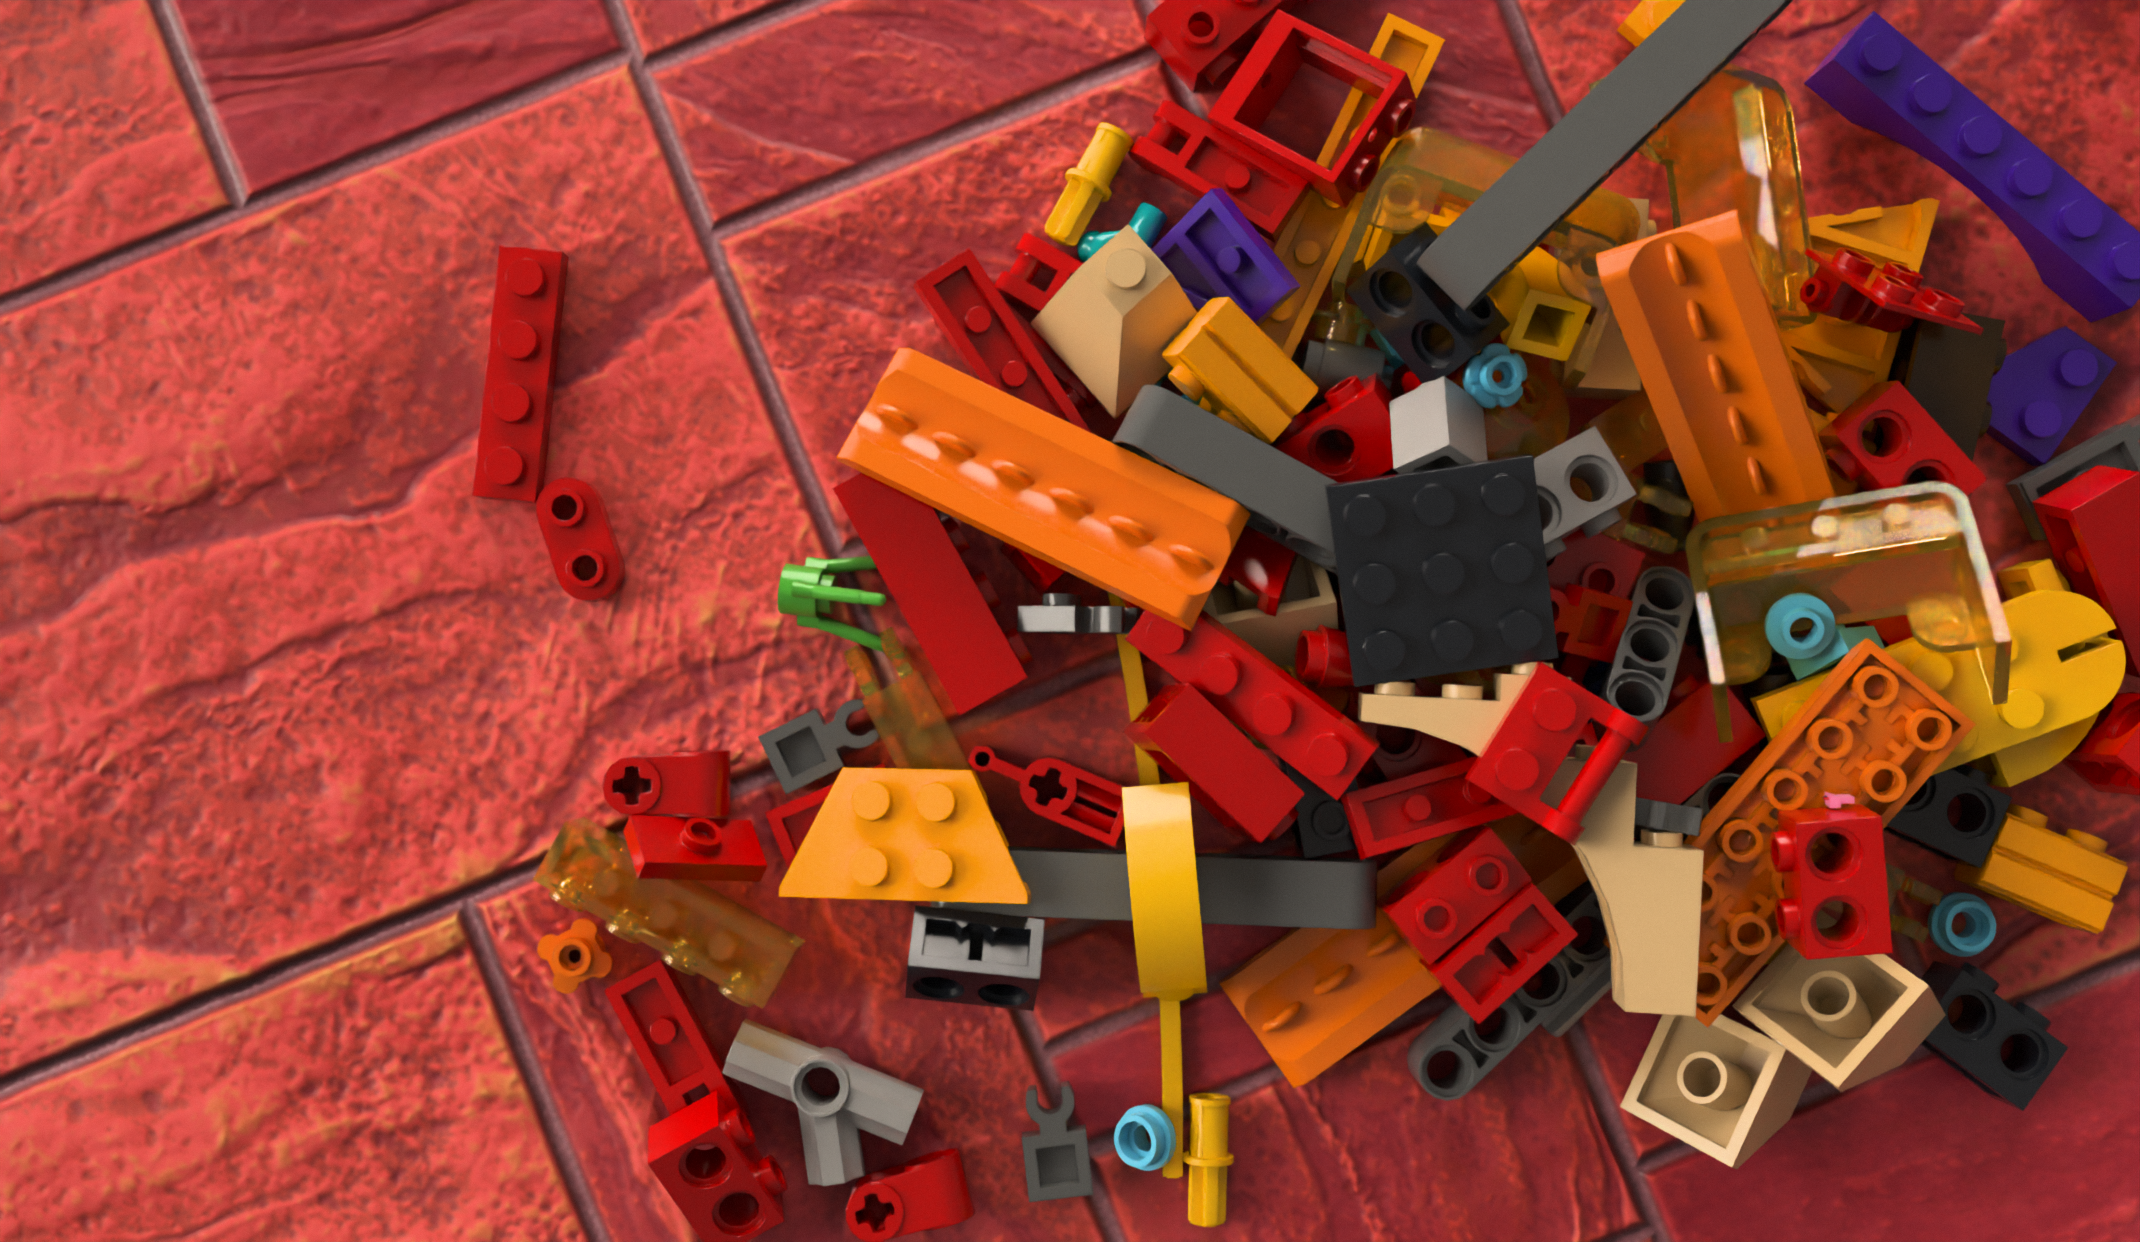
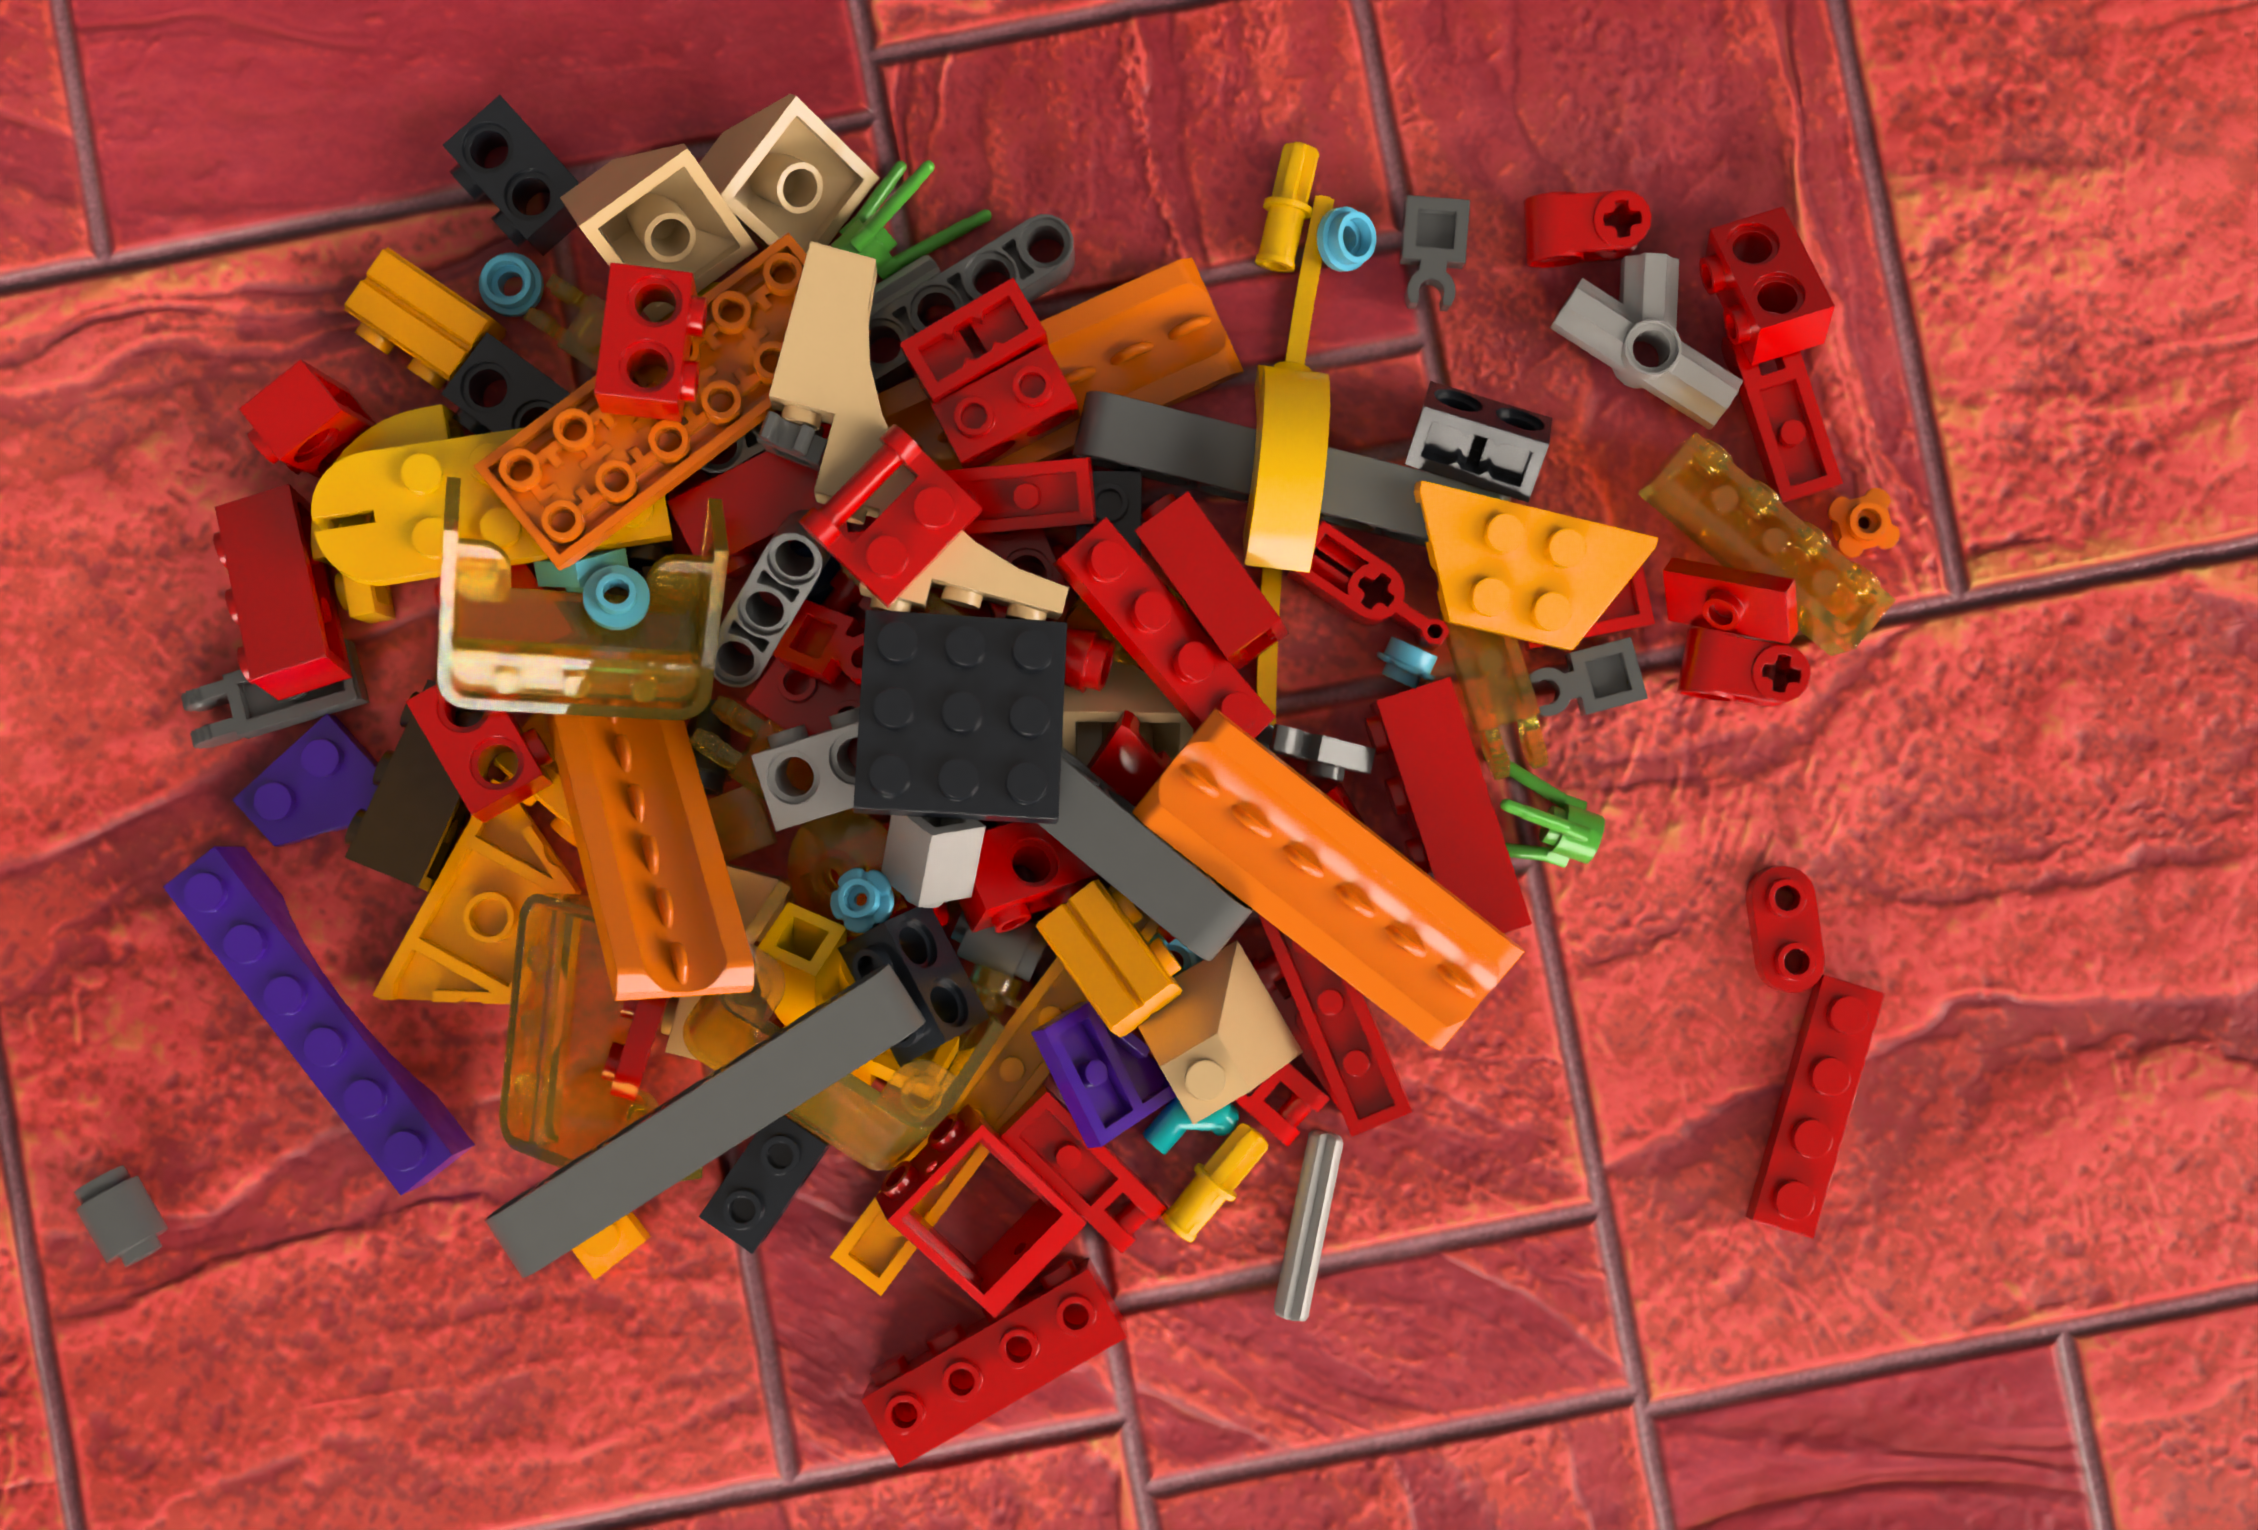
camera: 160 degrees left, 0 degrees up
(989, 162) = (1308, 1225): none -> light grey axle
(1000, 725) = (1407, 662): none -> medium azure plate
(1525, 91) = (764, 1182): none -> black brick
(1618, 1036) = (869, 238): none -> bright green plant
(1679, 184) = (628, 1061): none -> red plate
(1835, 801) = (626, 420): bright pink piece -> none
(1883, 299) = (463, 908): red hinge -> none

